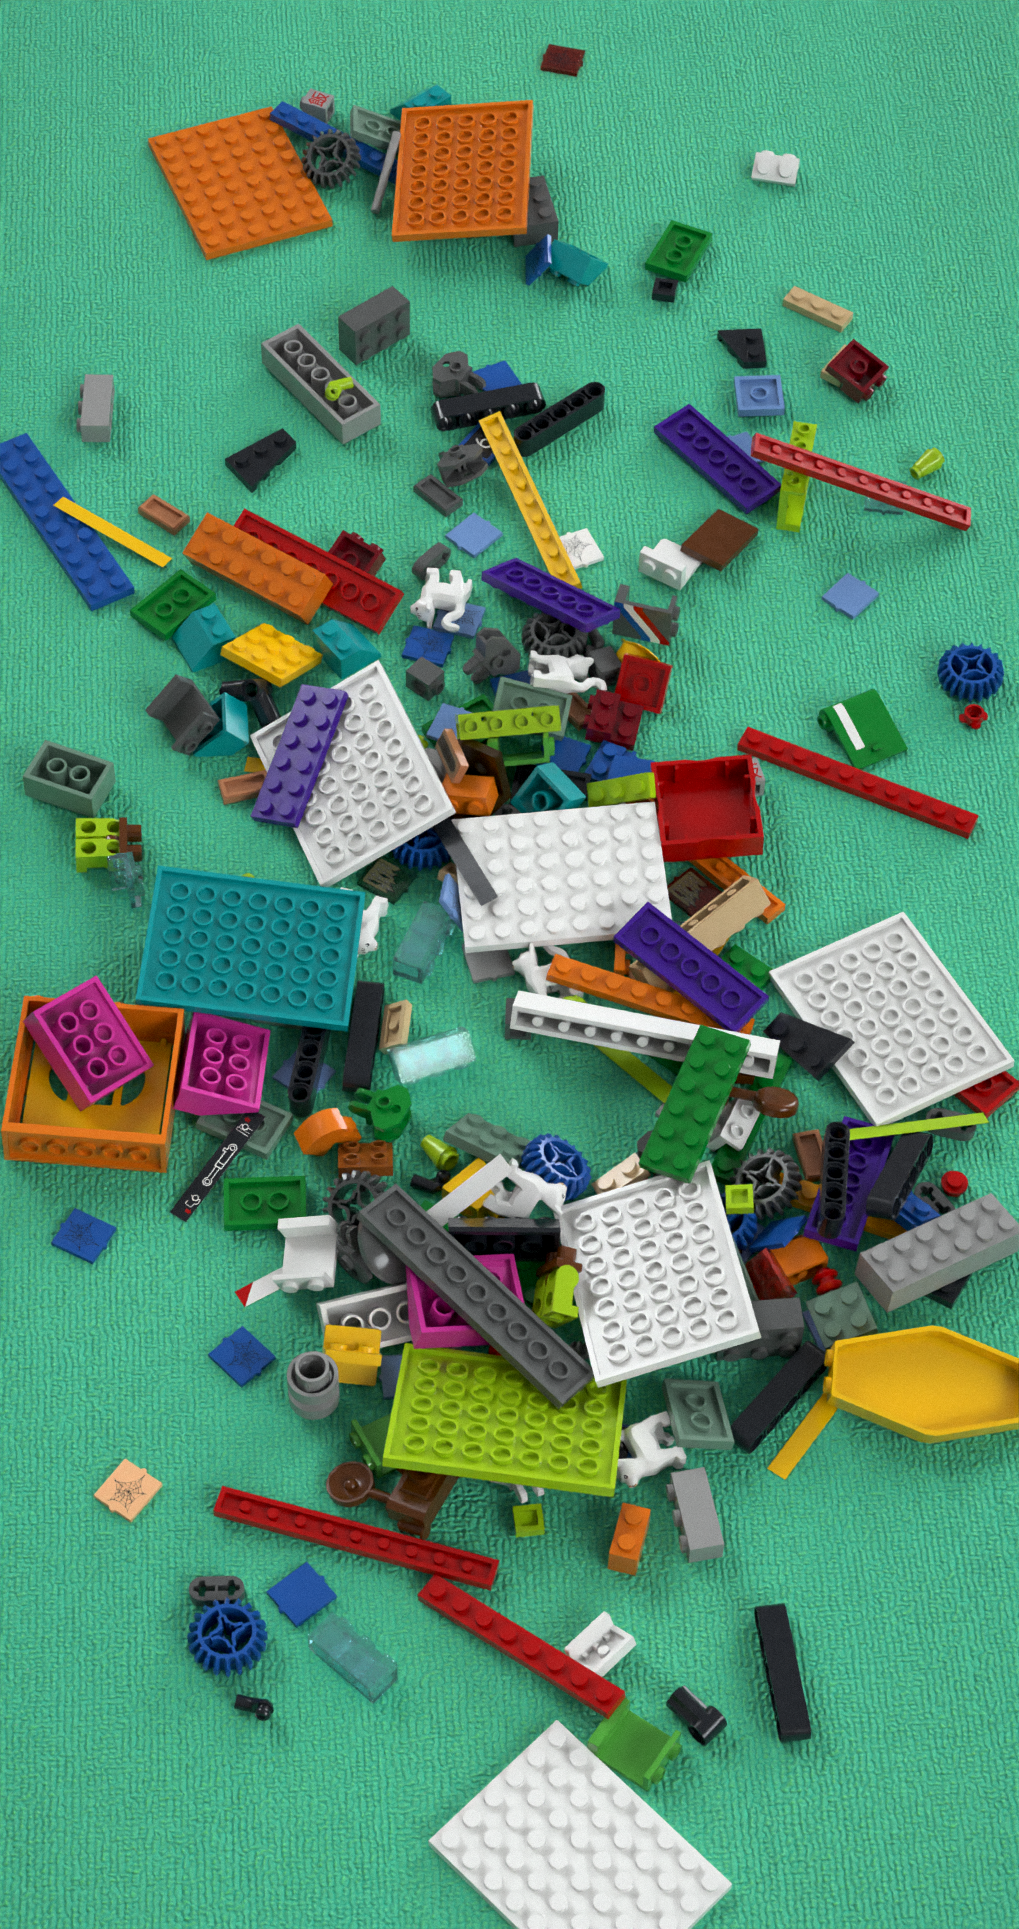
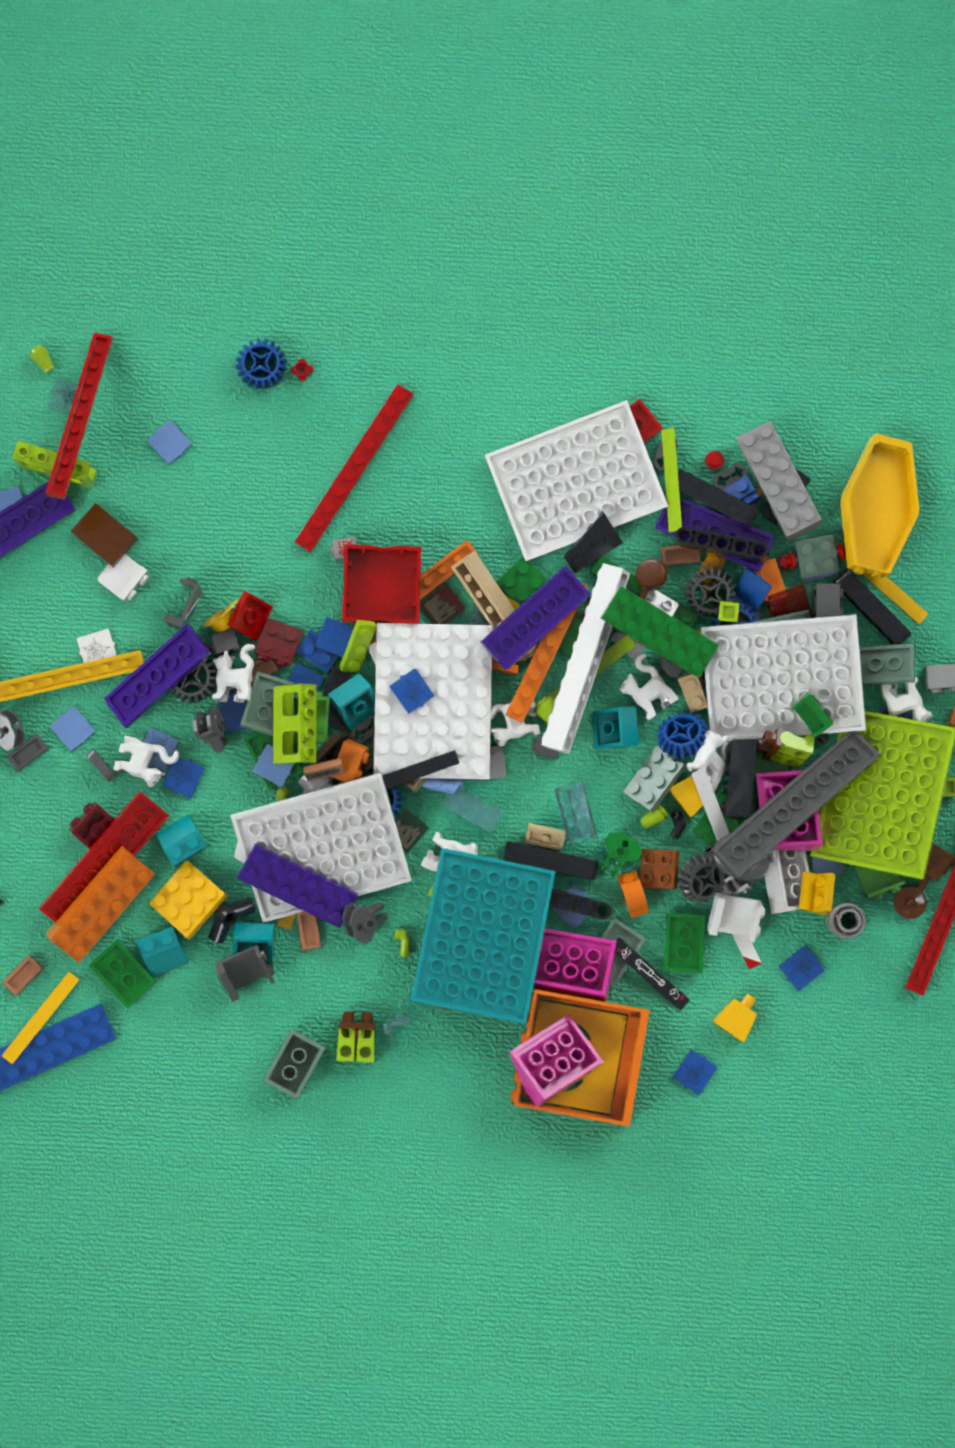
camera: 80 degrees left, 30 degrees up
(128, 1490) = (896, 1051): light nougat piece -> none
(162, 1275) = (737, 1017): none -> yellow torso
(262, 834) = (362, 920): none -> dark grey hinge
(425, 679) = (222, 782): dark grey brick -> none
(557, 1096) = (615, 728): none -> teal slope
(570, 844) = (411, 691): none -> blue piece
(610, 1309) = (812, 714): none -> green panel
(614, 1131) = (650, 691): none -> white animal
(863, 726) = (304, 455): green door -> none

